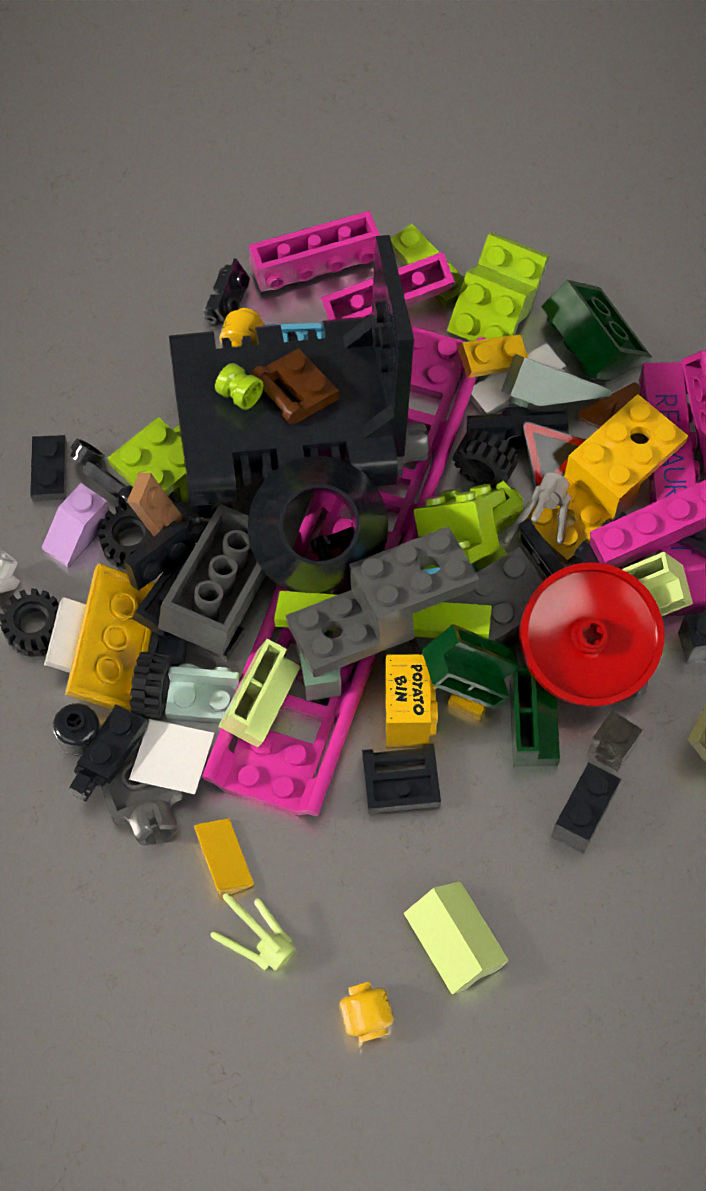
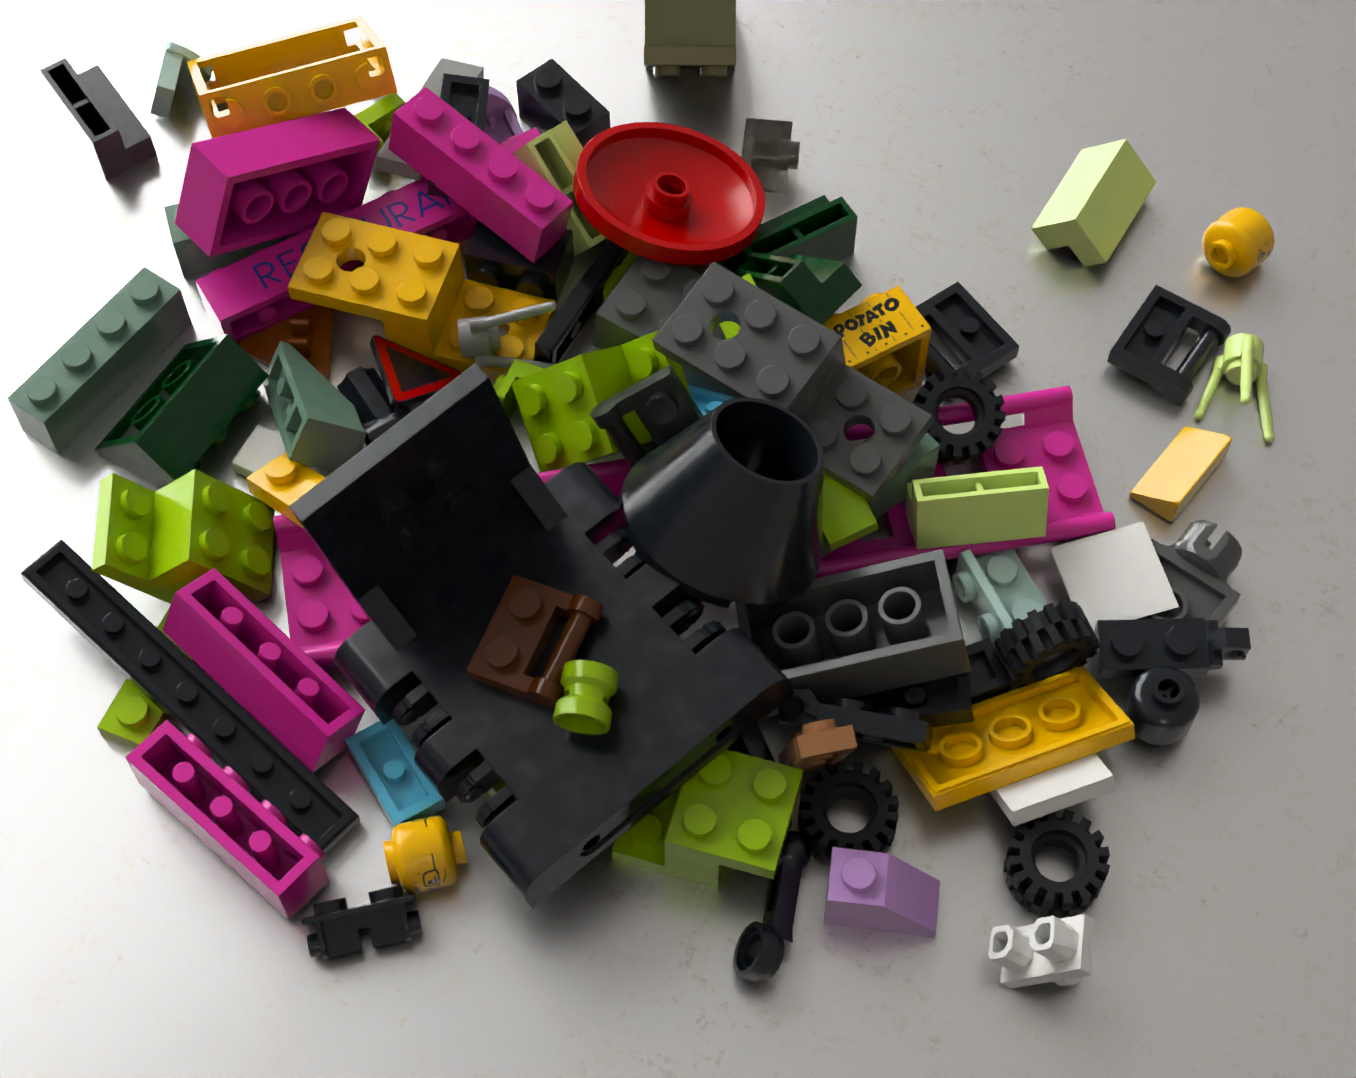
camera: 120 degrees left, 5 degrees down
(48, 468) = (807, 1004): black plate -> none
(329, 906) = (1154, 335): none -> black plate
(338, 735) = (981, 399): none -> black tyre
(417, 524) = (660, 404): none -> pearl dark grey plate
(454, 241) = (188, 695): none -> black tile
(586, 807) = (864, 149): black brick -> none
(655, 302) = (100, 360): none -> sand green brick

